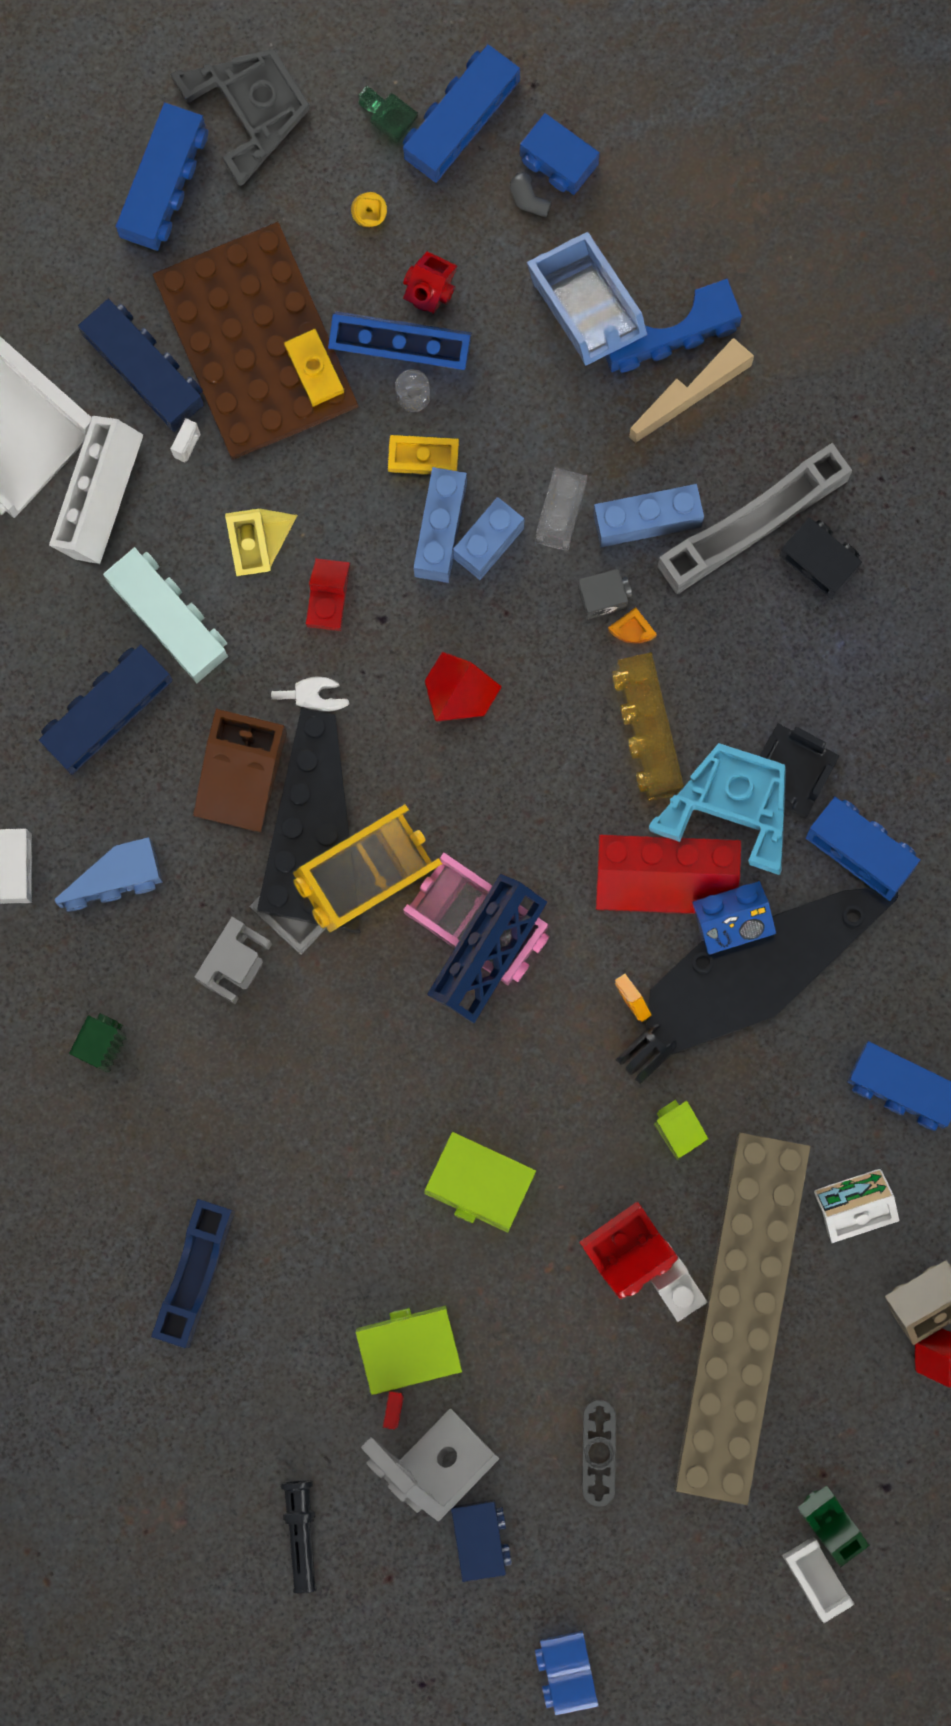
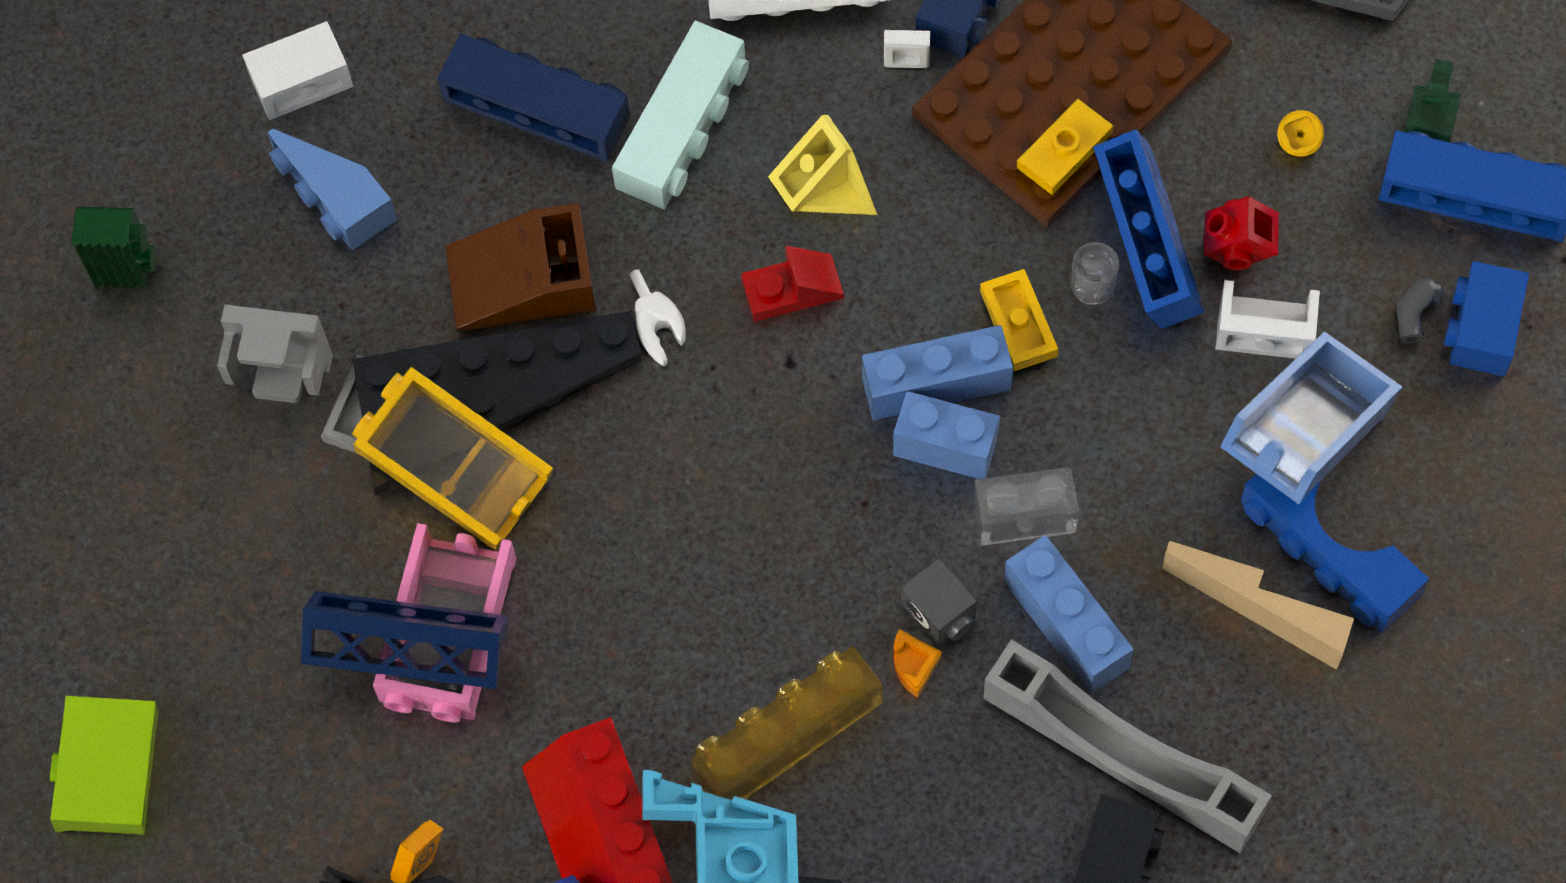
camera: 65 degrees right, 15 degrees down
(459, 689) = (734, 484): red slope -> none
(497, 295) = (1266, 325): none -> white panel

